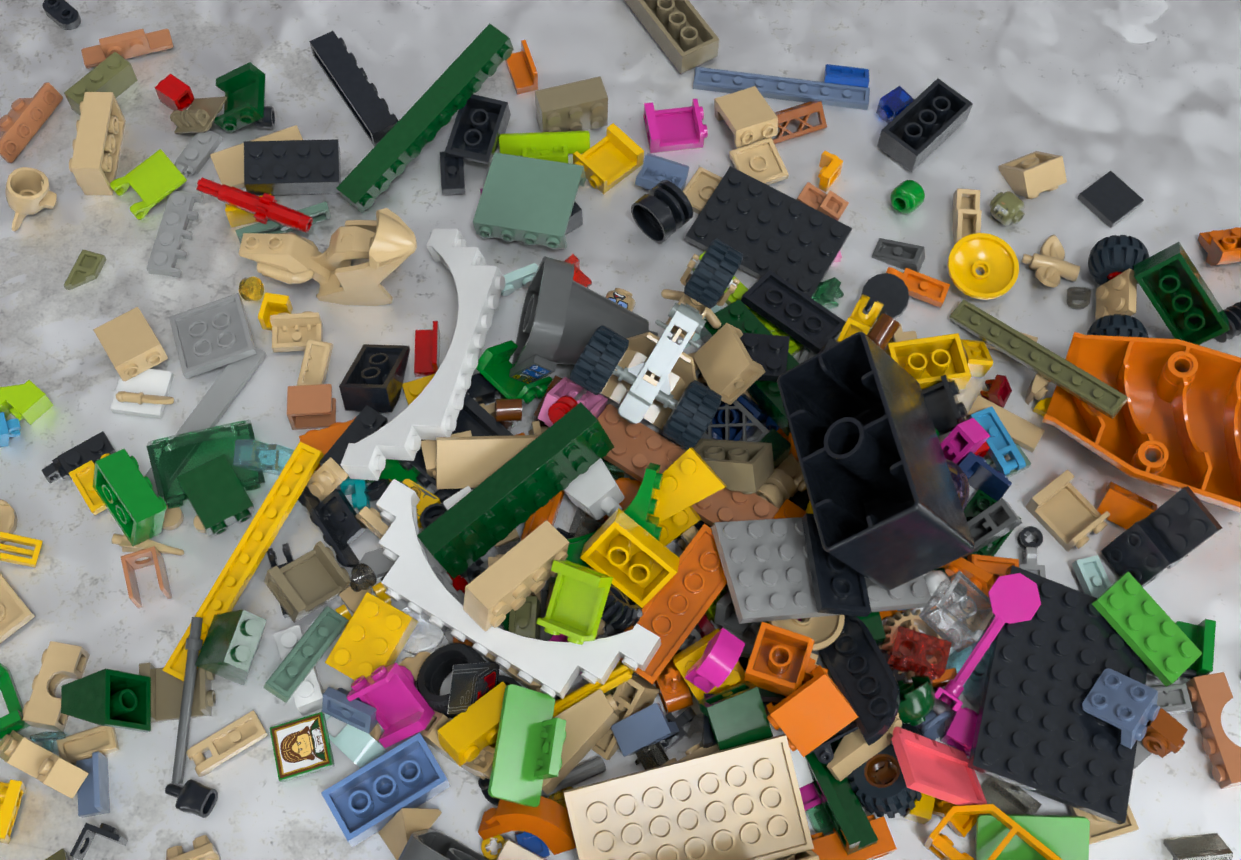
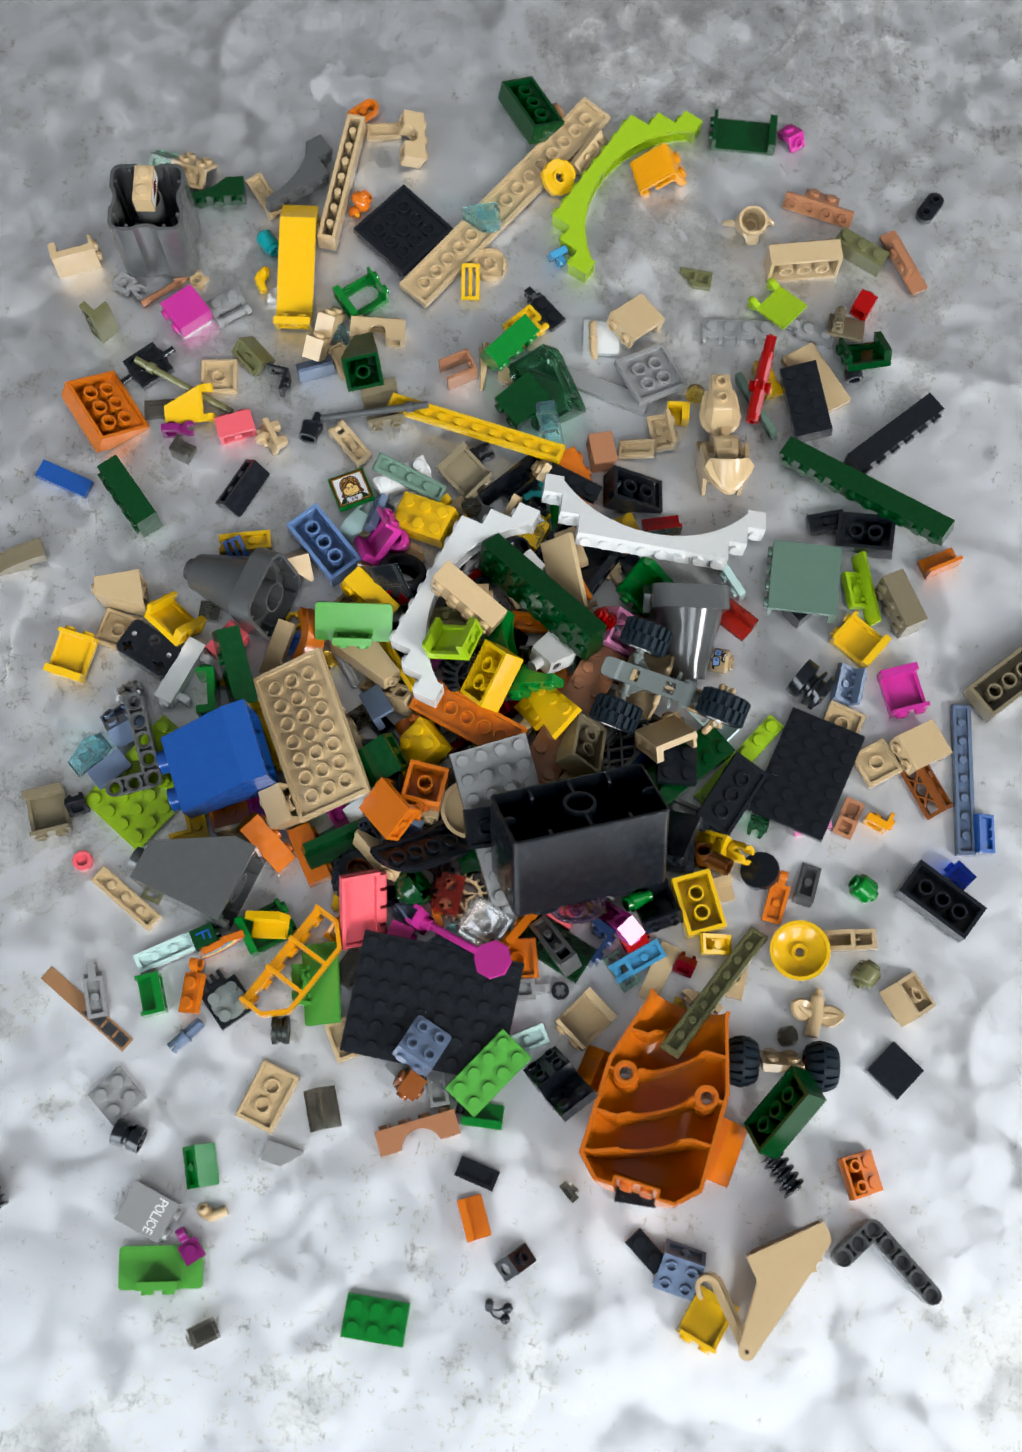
camera: 85 degrees right, 10 degrees up
(231, 645) = (409, 430): slope -> none
(508, 412) = (608, 584): reddish brown piece -> none
(716, 662) = (418, 740): dark pink brick -> none

